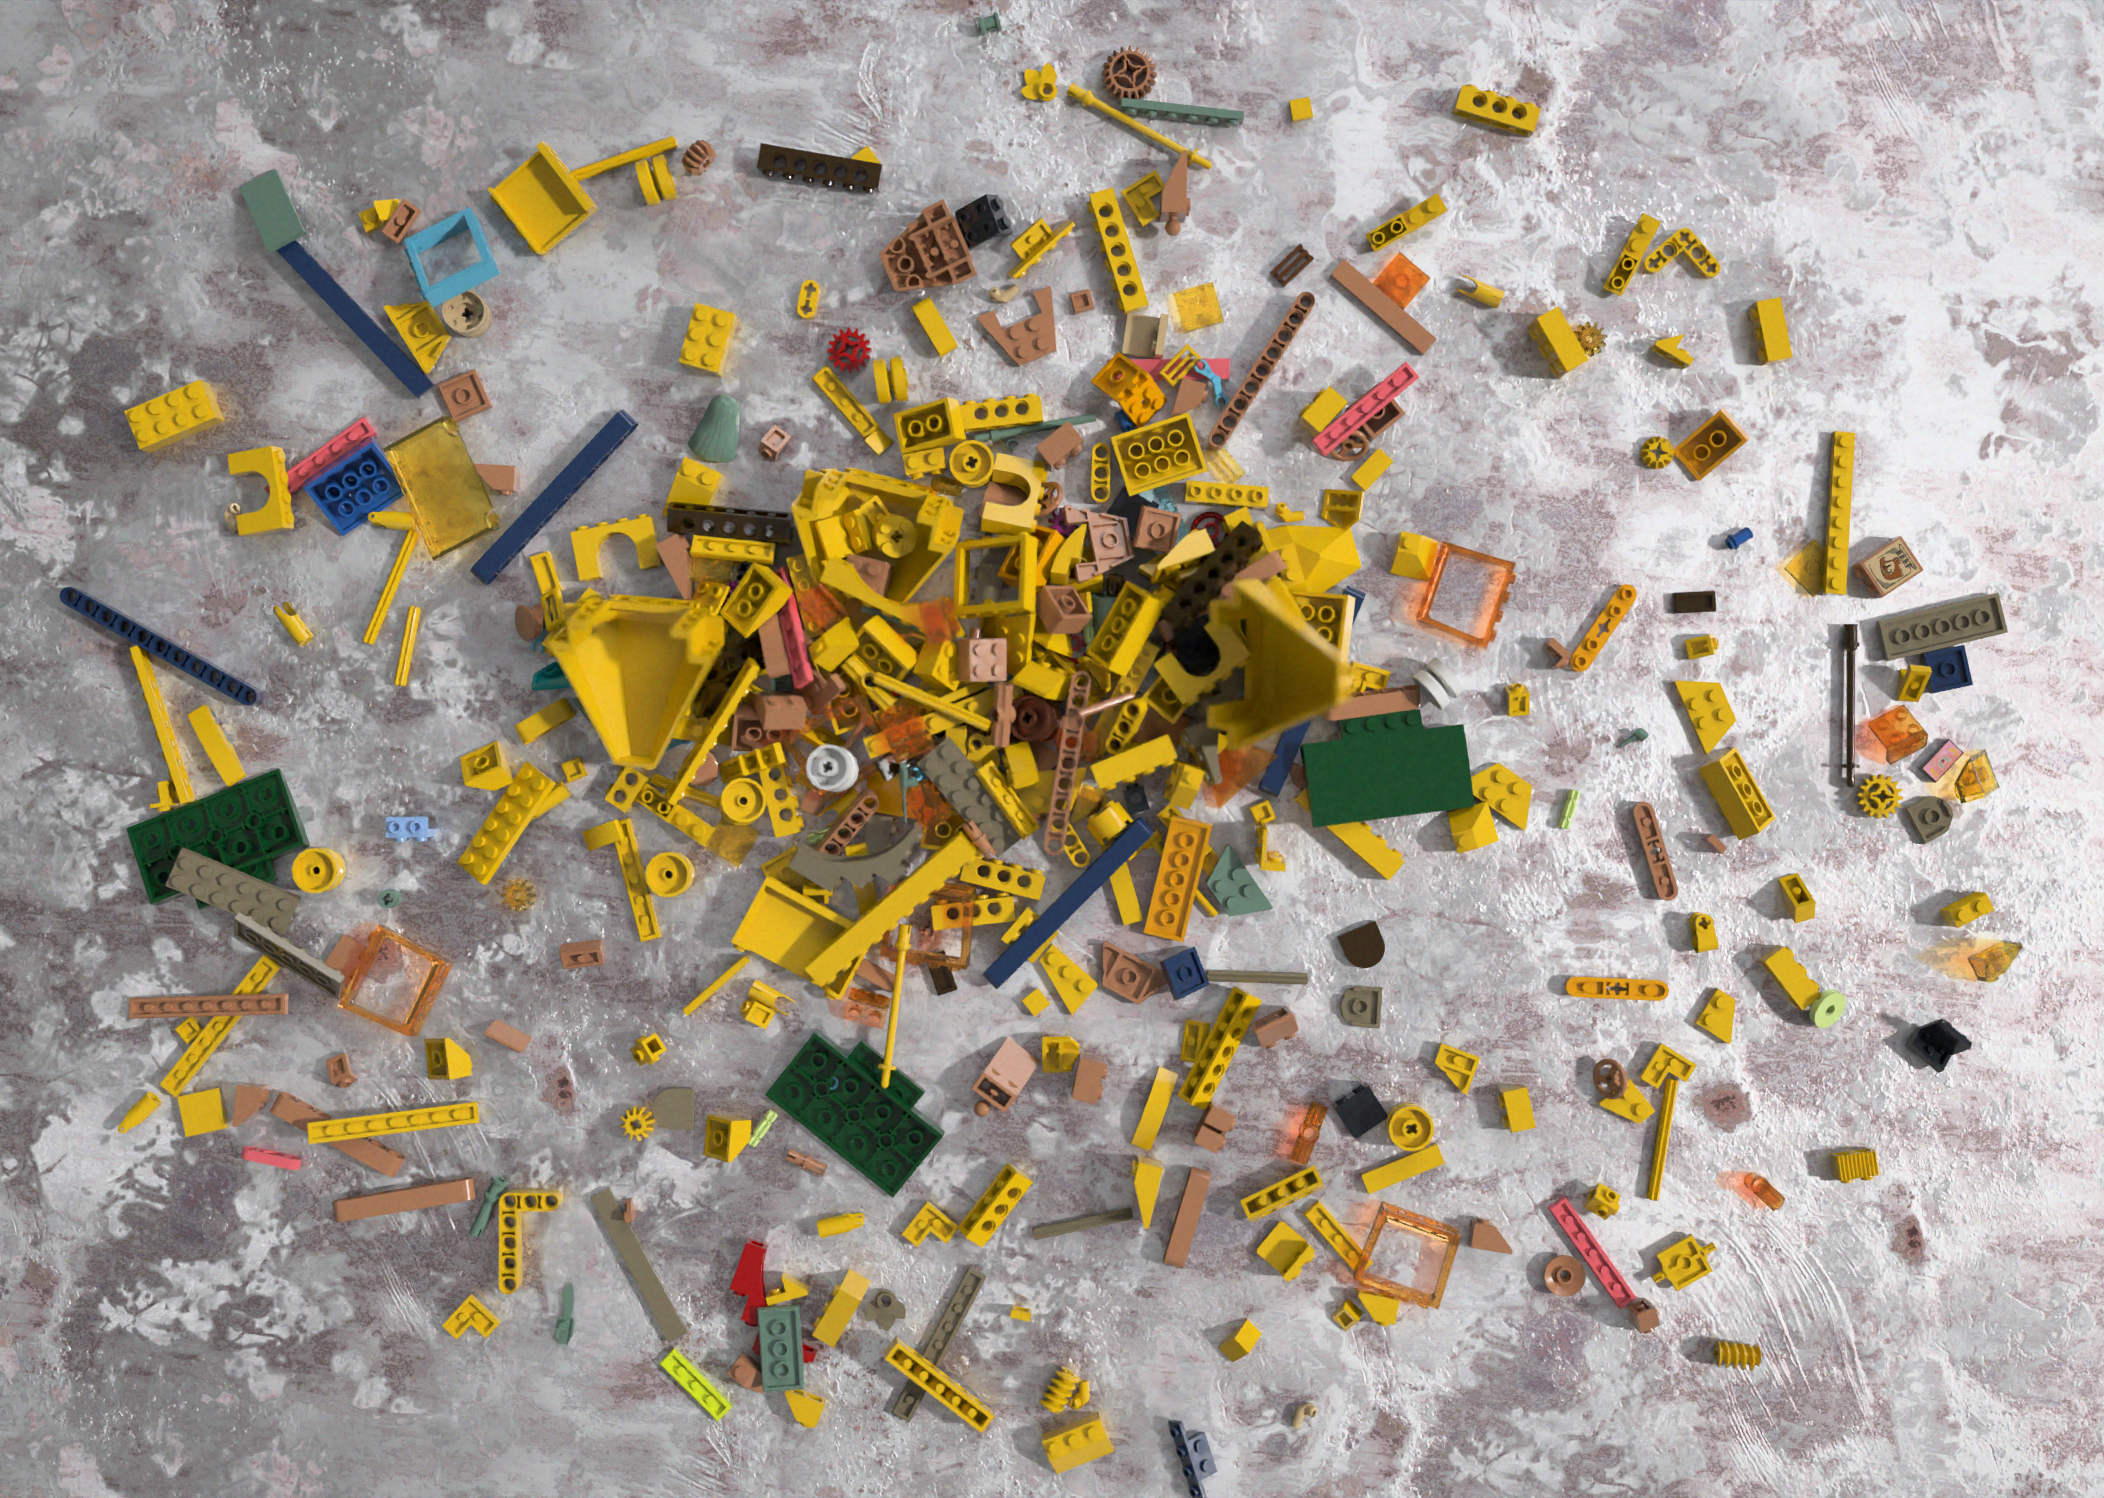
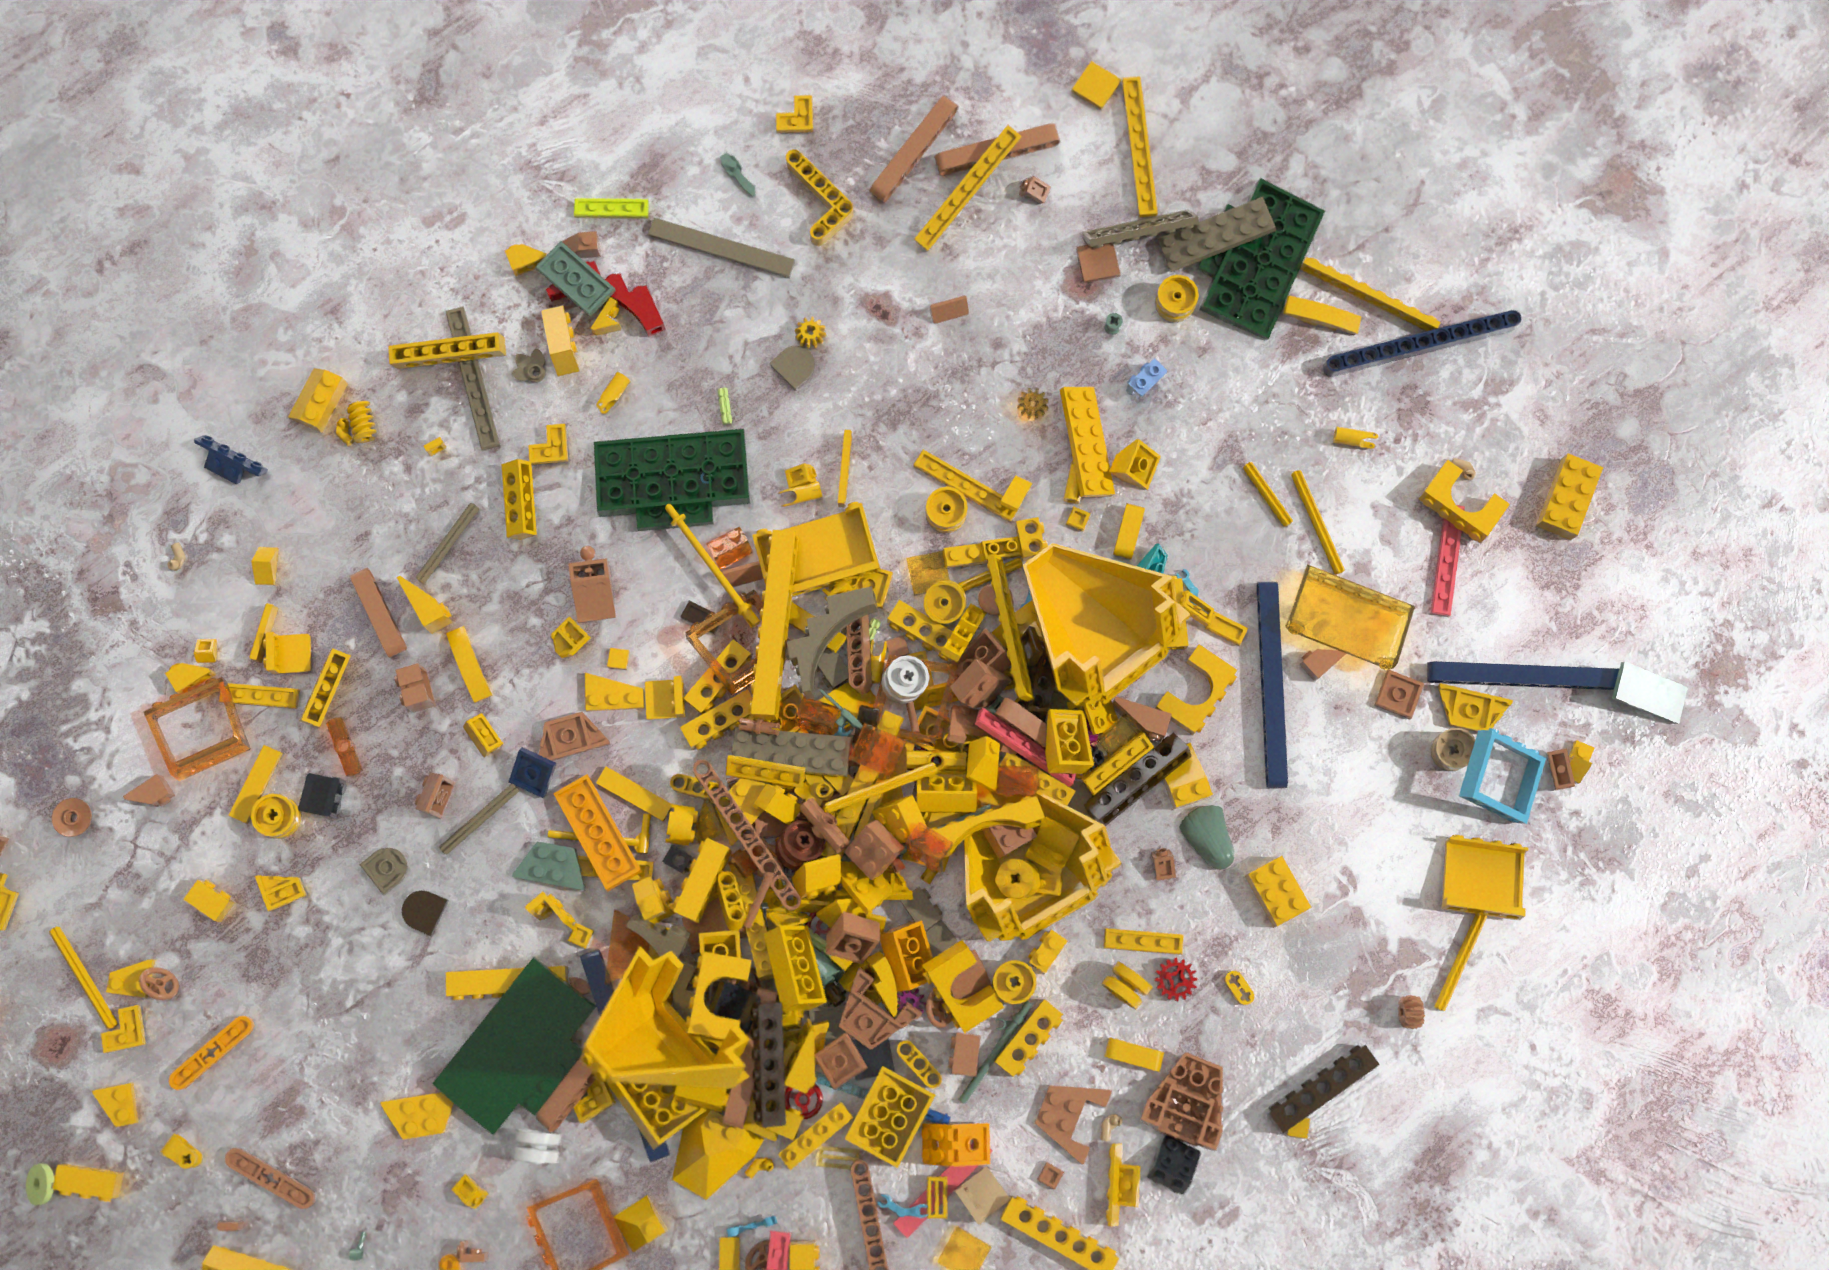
camera: 130 degrees right, 10 degrees down
(140, 1111) = (1135, 49): yellow piece -> none
(166, 794) = (1322, 254): yellow bracket -> none
(189, 1030) = (1156, 126): yellow tile -> none
(208, 1006) = (1158, 151): nougat tile -> none
(248, 1101) = (1074, 118): nougat slope -> none
(271, 1157) = (1024, 97): coral beam -> none
(354, 486) = (1408, 564): blue slope -> none
(394, 520) = (1360, 567): yellow piece -> none
(426, 996) = (1027, 285): clear orange windscreen -> none
(446, 1059) = (973, 257): yellow slope -> none
(491, 1197) = (858, 200): sand green pin -> none
(529, 621) = (1204, 585): nougat piece -> none
(581, 954) = (954, 406): nougat slope -> none
(629, 1215) = (757, 272): nougat tile -> none
(647, 1049) = (849, 384): yellow brick -> none
(656, 180) = (1423, 966): yellow wheel -> none
(725, 1136) = (743, 378): yellow slope -> none
(806, 1162) = (673, 411): nougat pin -> none
(878, 442) = (1093, 935): yellow slope -> none
(929, 426) = (1068, 979): yellow brick -> none
(946, 486) = (1016, 949): clear yellow gear -> none
(1027, 581) = (895, 933): yellow window -> none
(1068, 902) = (658, 745): dark blue beam -> none
(1088, 1077) = (532, 638): nougat brick -> none
(1189, 396) = (909, 1180): nougat slope -> none
(1219, 1048) = (460, 745): yellow brick -> none
(1288, 1287) = (266, 625): none -> yellow tile
(1342, 507) = (724, 1208): yellow slope -> none
(1348, 484) = (769, 1221): none -> medium azure piece
(1472, 827) = (419, 1067): yellow slope -> none
(1568, 809) = (361, 1148): yellowish green axle -> none
(1592, 1252) = (66, 852): coral tile -> none
(1602, 1201) = (88, 893): yellow brick -> none
(1797, 898) = (133, 1244): yellow slope -> none

